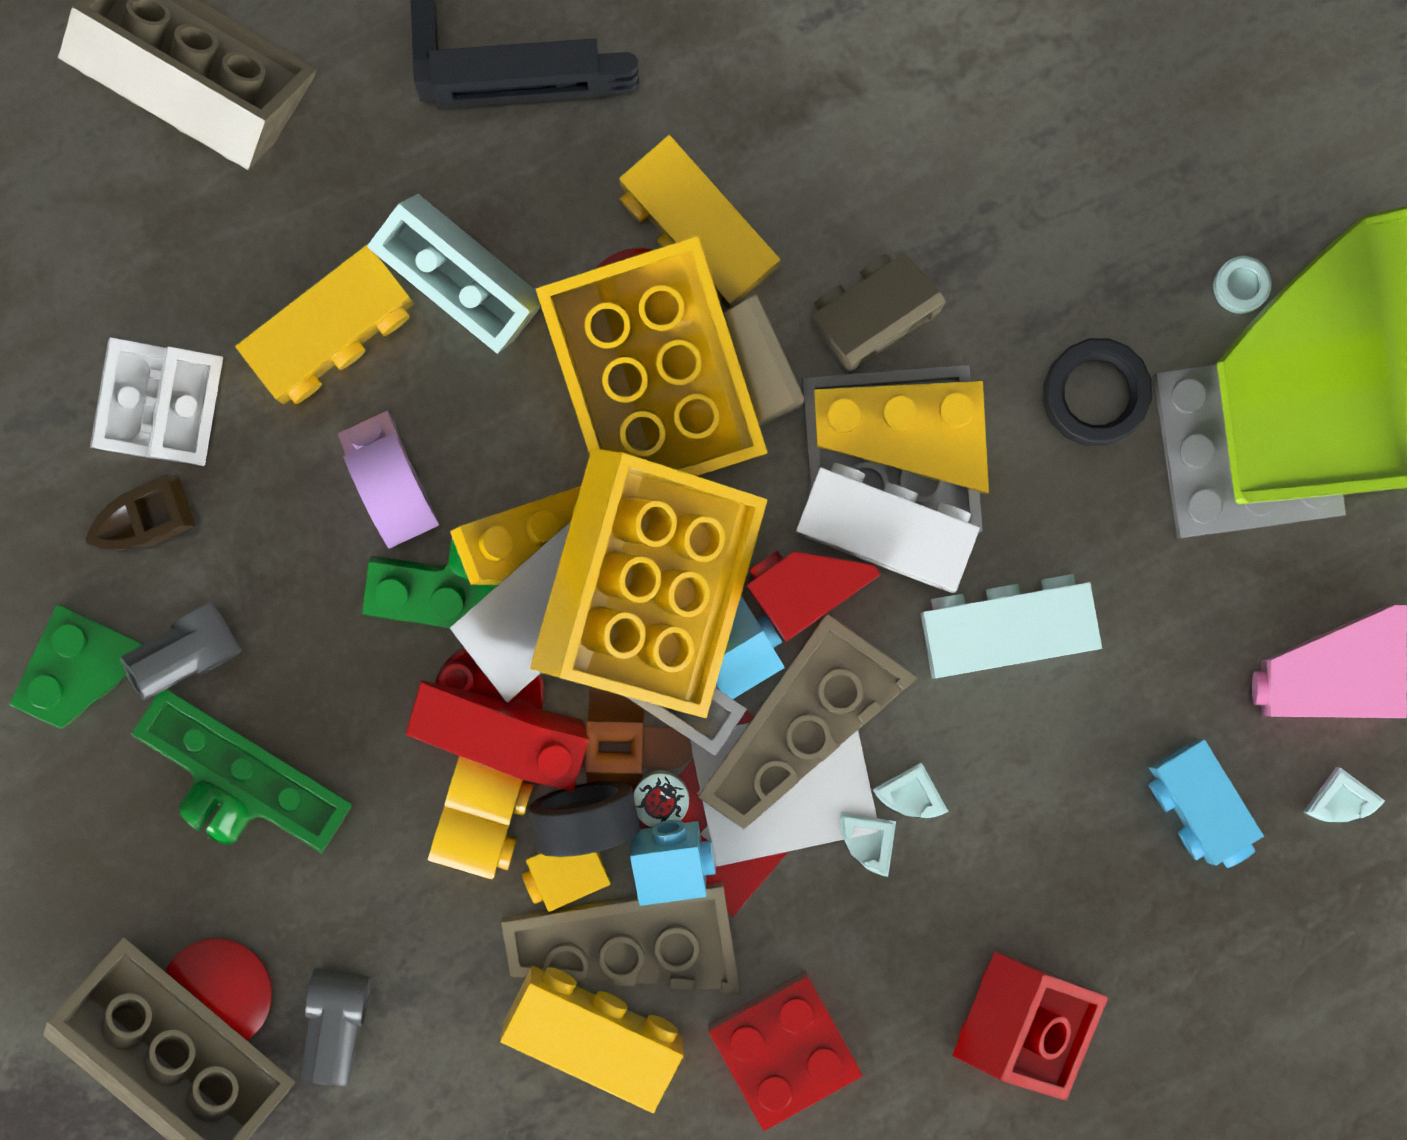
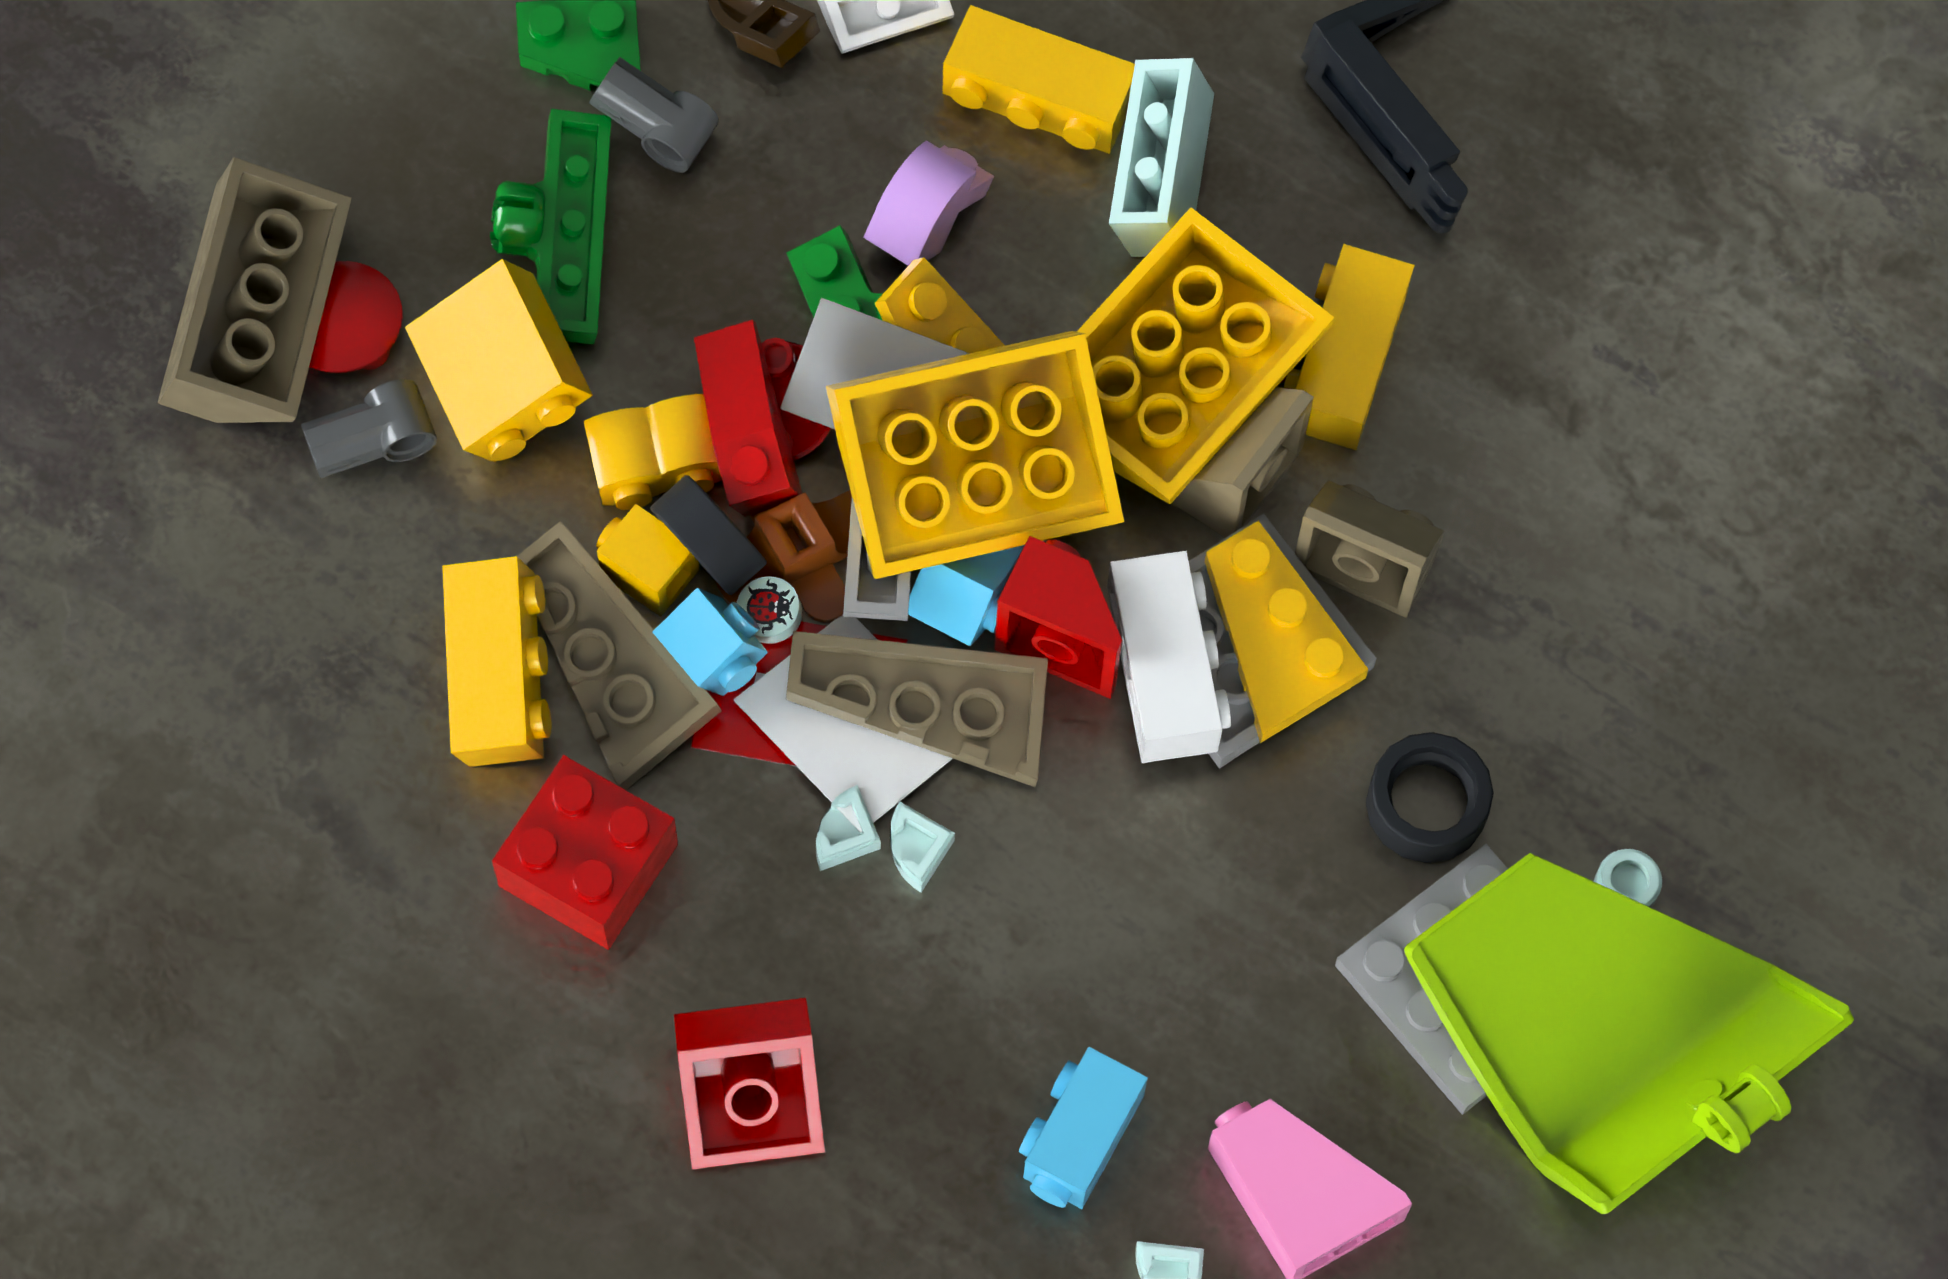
camera: 50 degrees right, 20 degrees down
(340, 899) = (499, 362): none -> yellow brick
(1010, 627) = (1141, 840): light aqua brick -> none

